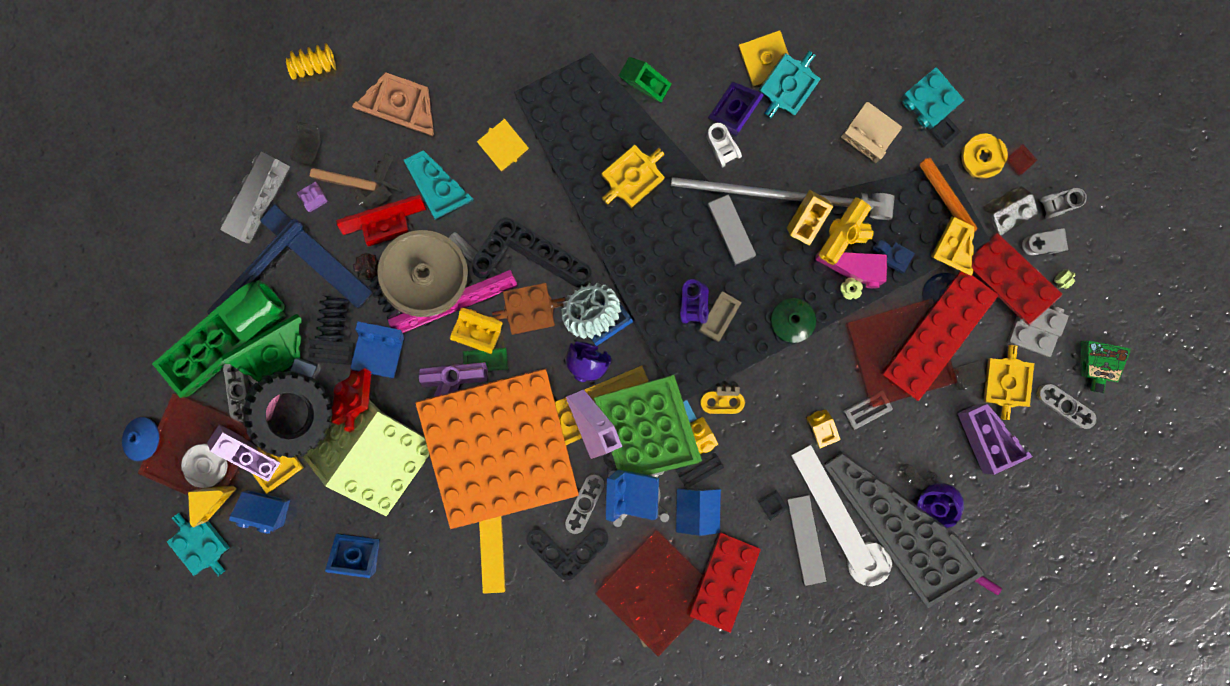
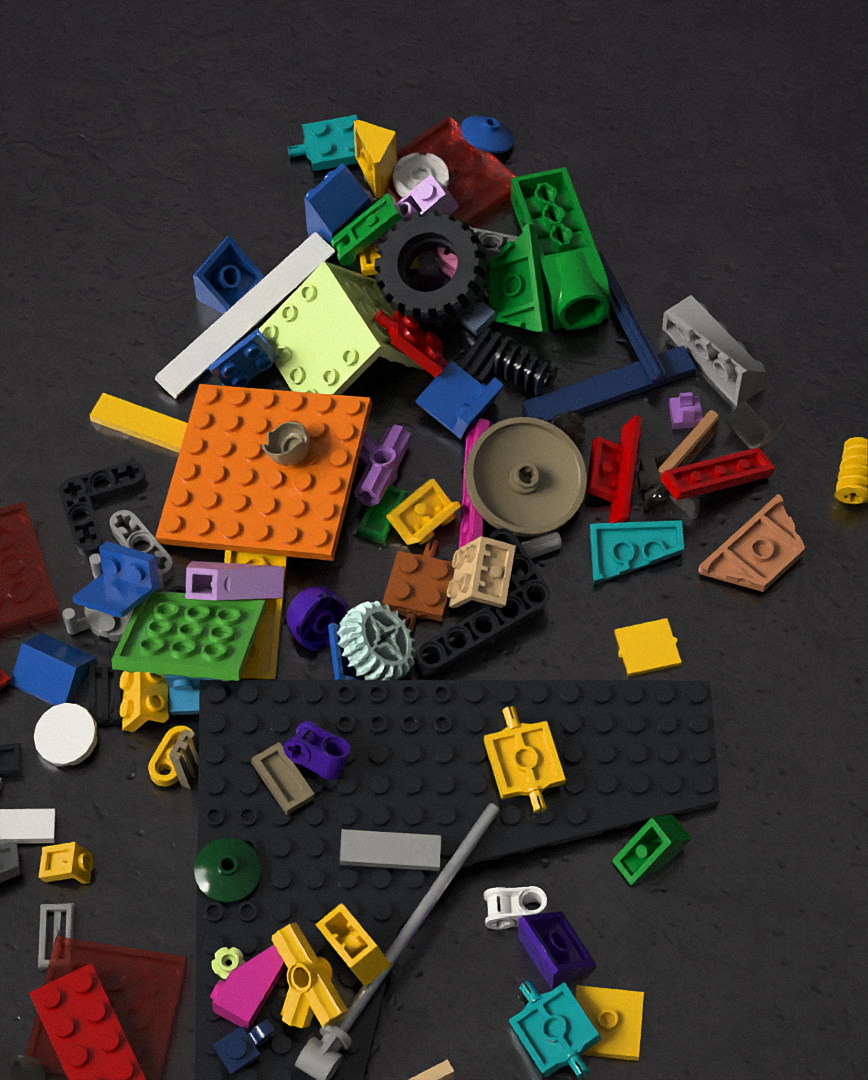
camera: 115 degrees right, 30 degrees down
(271, 477) = (366, 229): none -> green plate
(358, 150) = (717, 473): none -> red plate
(374, 530) = (244, 315): none -> white tile
(416, 510) = (244, 360): none -> blue bracket
(481, 437) = (288, 443): none -> dark tan hair
(512, 266) = (481, 572): none -> tan bracket
(740, 476) = (66, 734): none -> white tile

